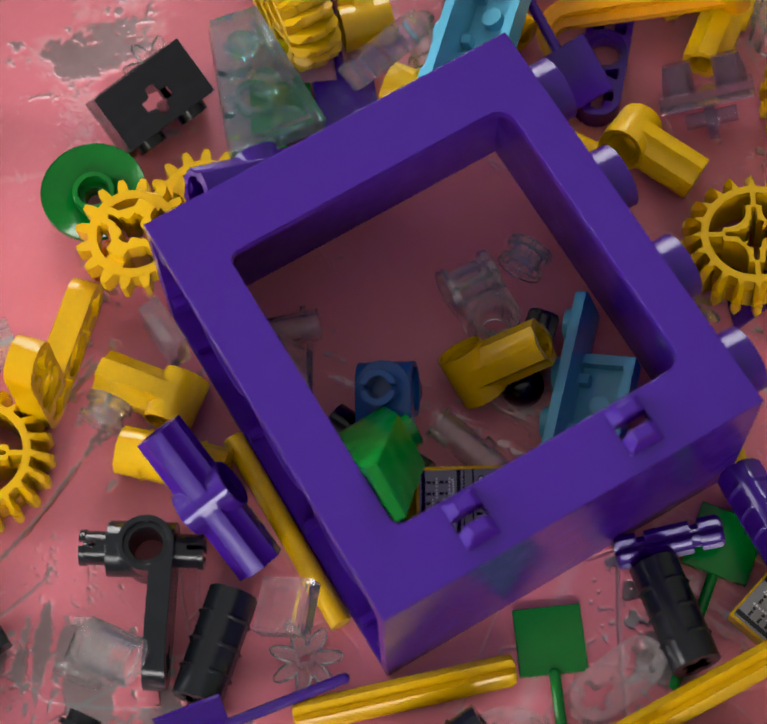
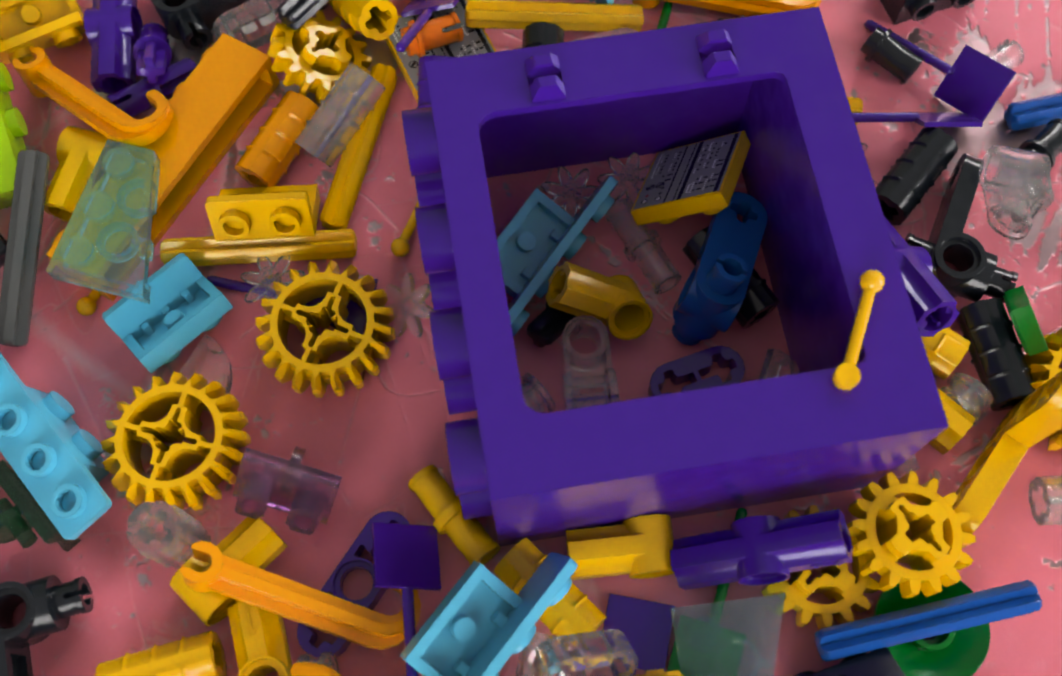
camera: 160 degrees left, 0 degrees up
(62, 499) = (1025, 321): none -> green tile
(69, 202) = (927, 620): none -> blue axle
(83, 470) = (996, 352): none -> black axle
(244, 232) = (847, 374): none -> yellow hinge
(366, 332) = (696, 365): none -> dark purple beam
(387, 457) = (760, 177): green slope -> none
(645, 145) = (373, 462): yellow piece -> none

